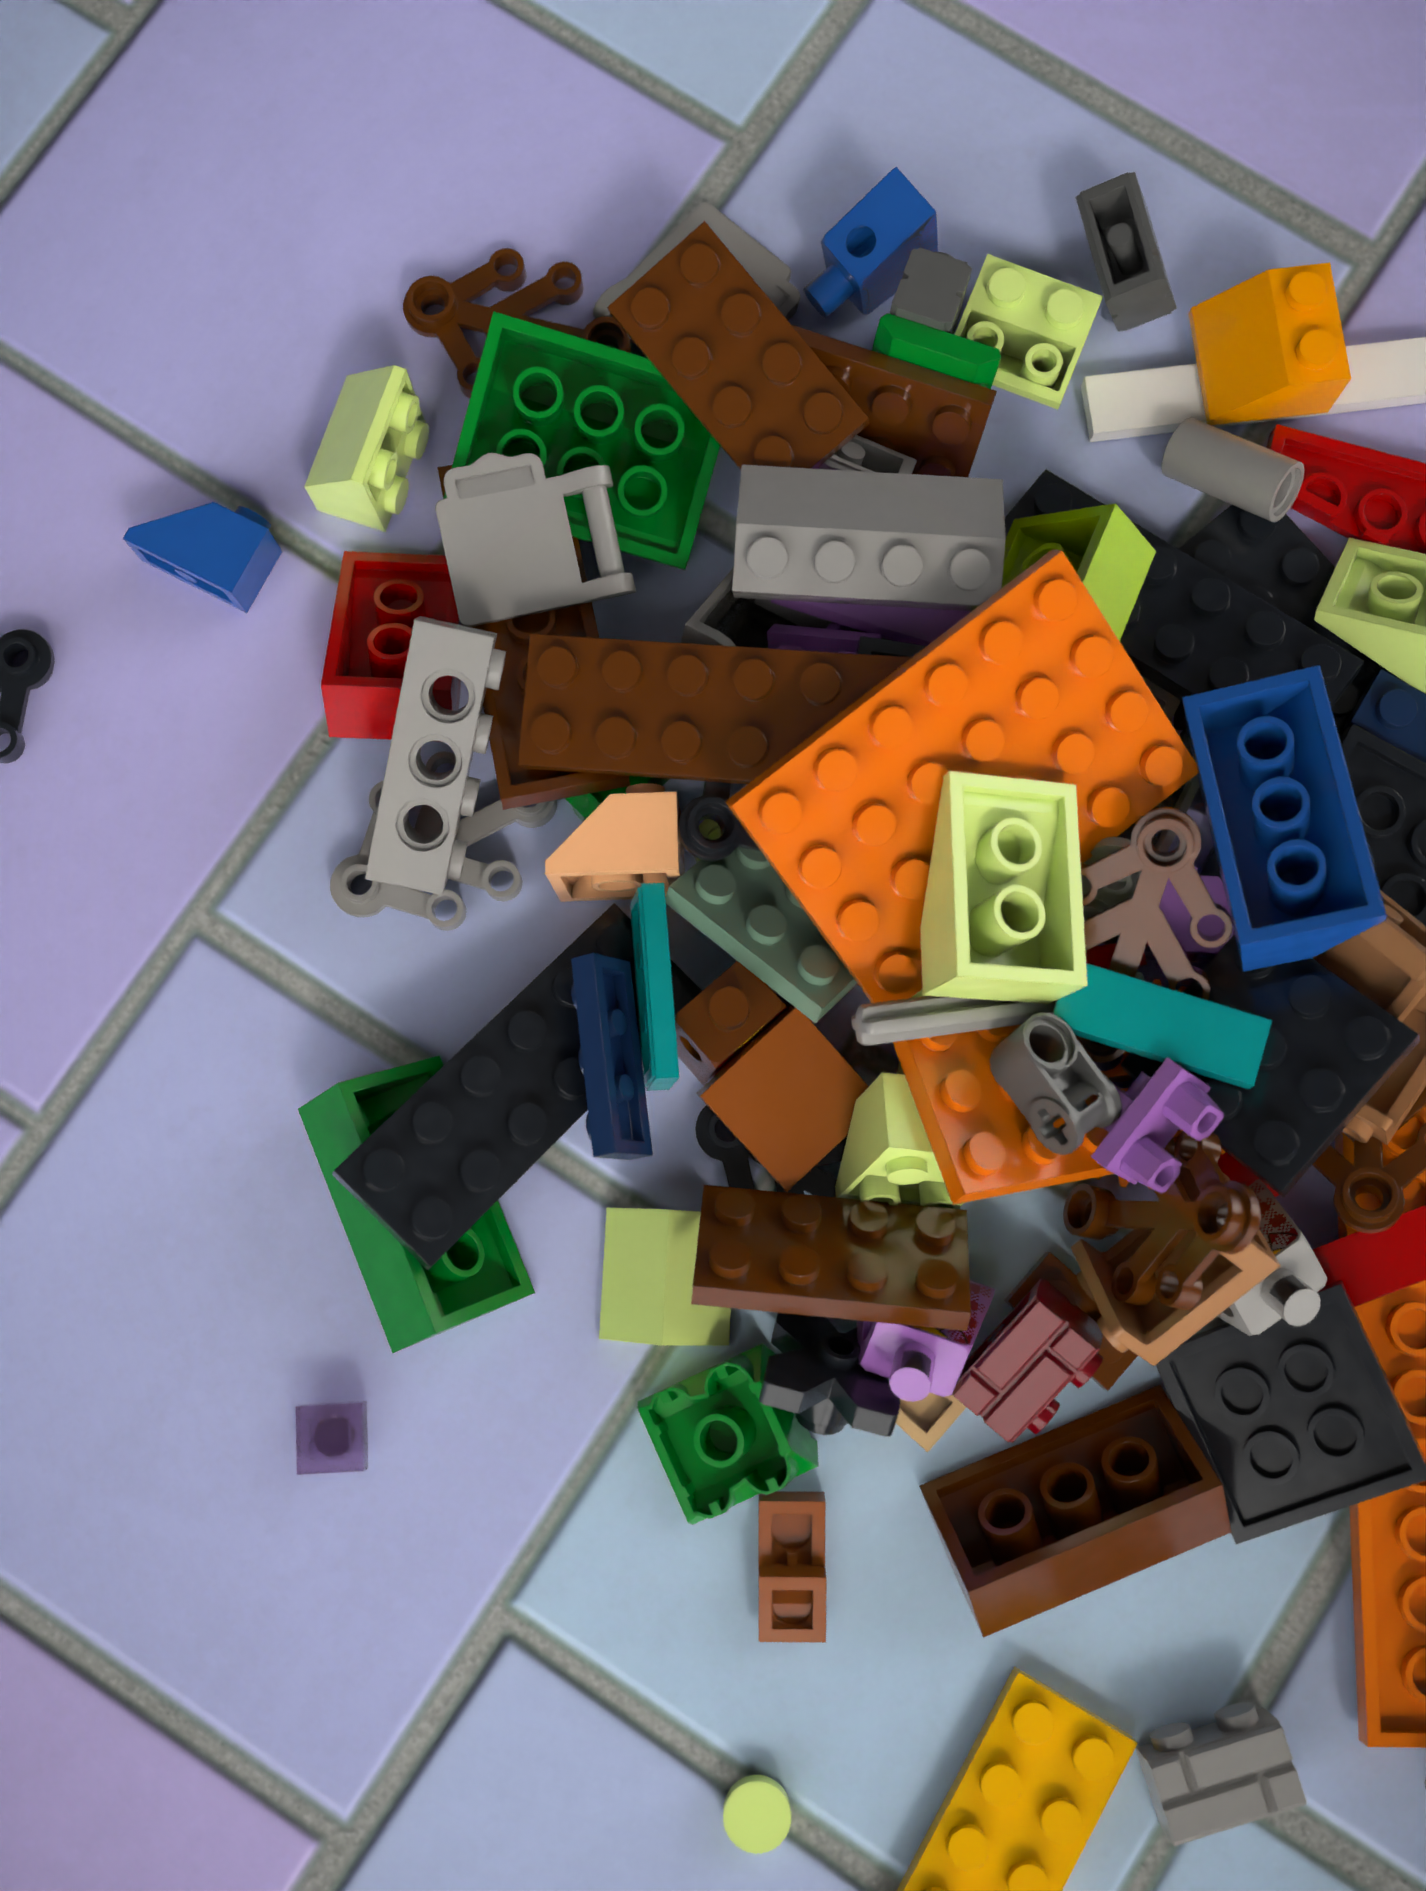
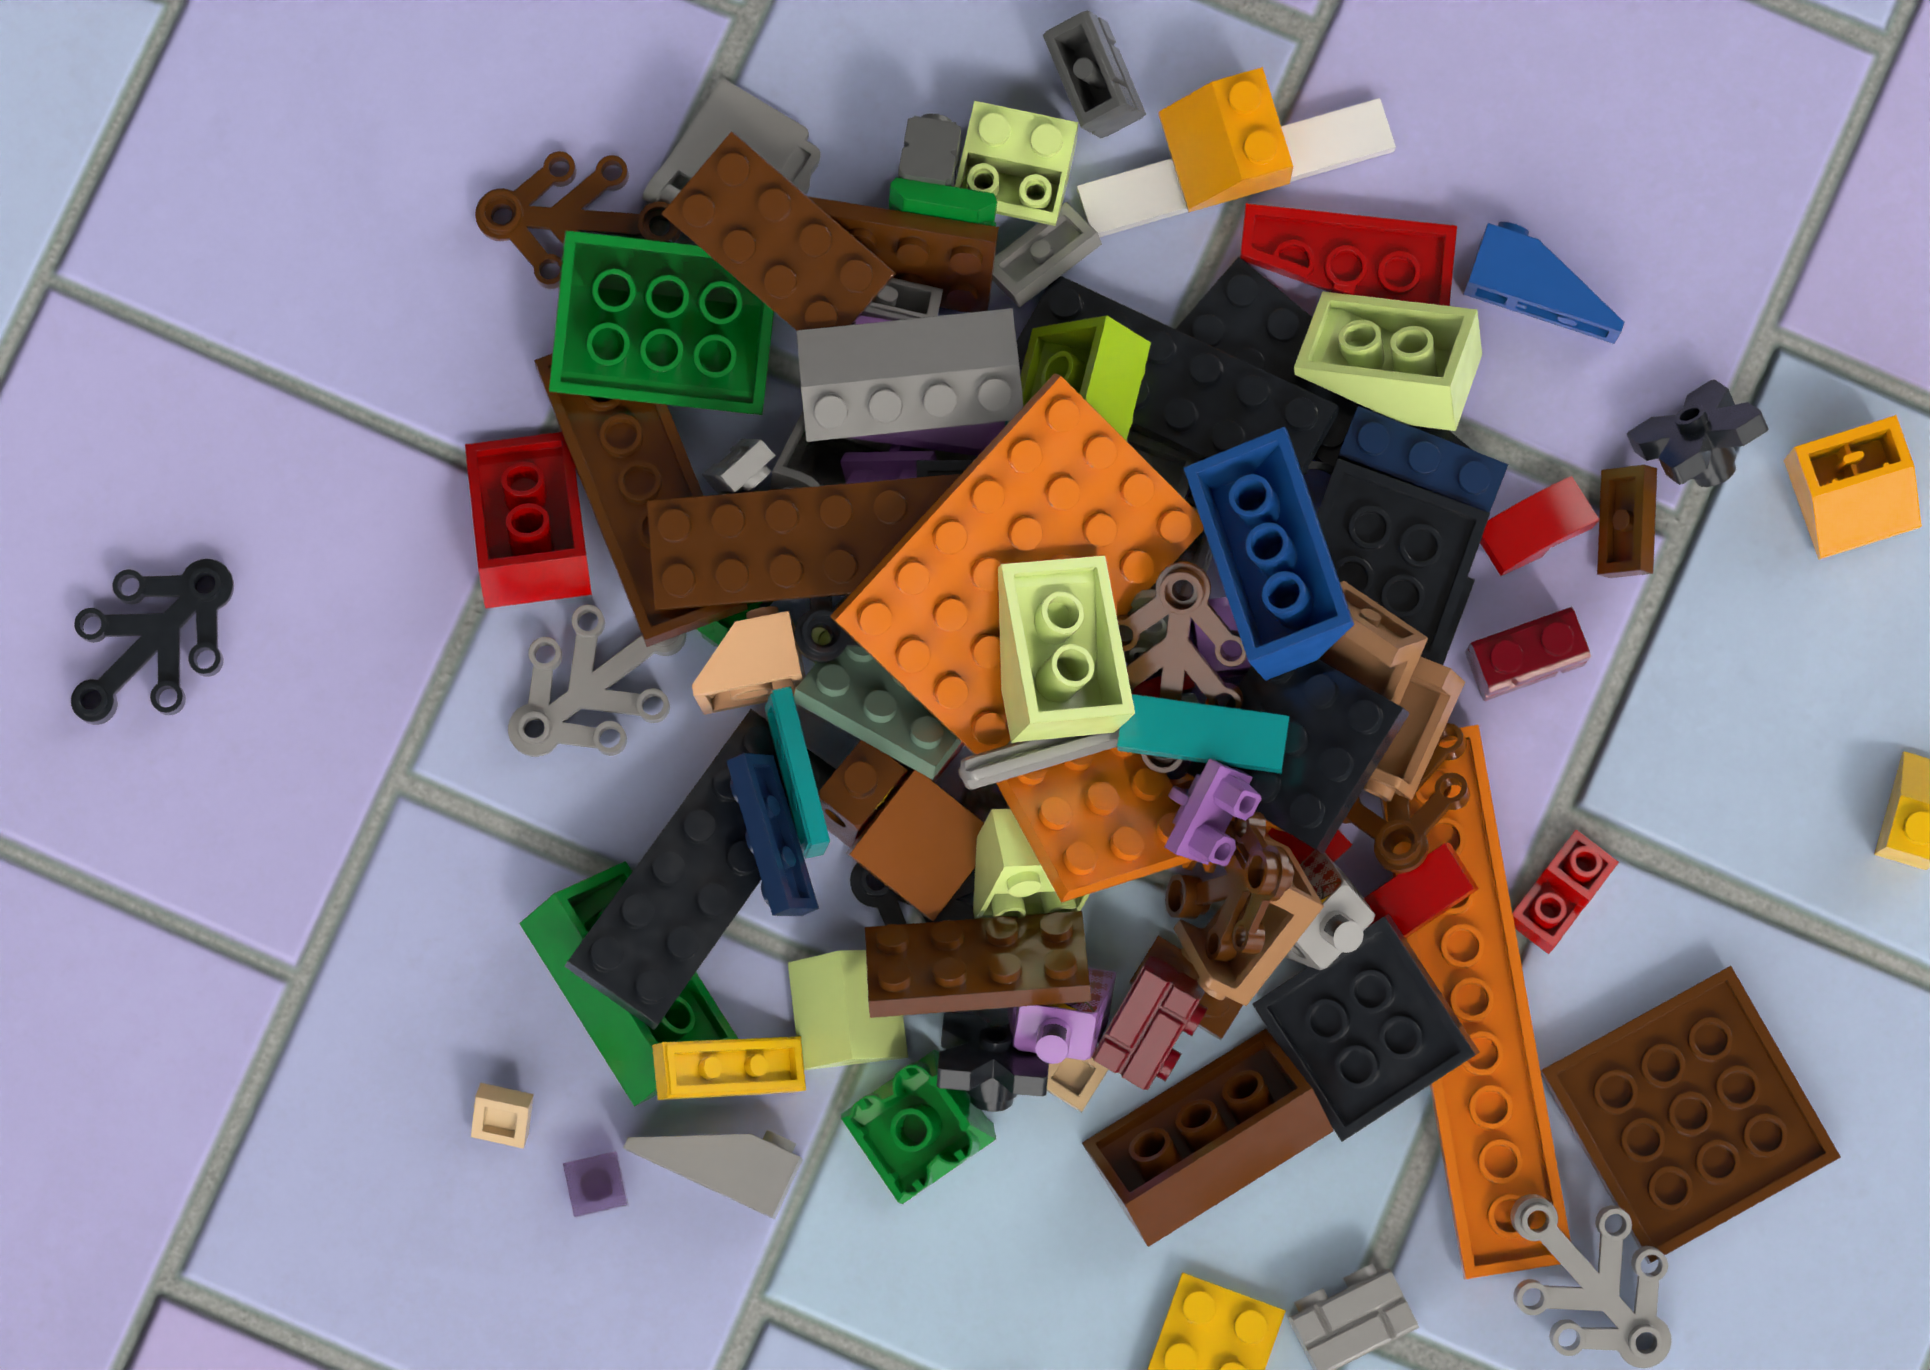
camera: 10 degrees left, 0 degrees up
(211, 550) = (352, 464): blue slope -> none
(236, 1334) = (502, 1115): none -> tan plate
(369, 448) = (471, 354): yellowish green slope -> none
(397, 850) = (573, 529): light grey brick -> none
(494, 1444) = (734, 1165): none -> light grey slope
(509, 1328) = (728, 1067): none -> yellow tile
(514, 542) = (615, 419): light grey piece -> none
(652, 616) = (741, 467): none -> light grey plate
(791, 1567) = (988, 1223): dark orange slope -> none
(872, 246) = (882, 88): blue torso -> none
(1038, 443) = (1043, 255): none -> light grey plate
(1050, 1079) = (1127, 794): dark grey piece -> none
(1233, 469) = (1211, 252): light grey pin -> none

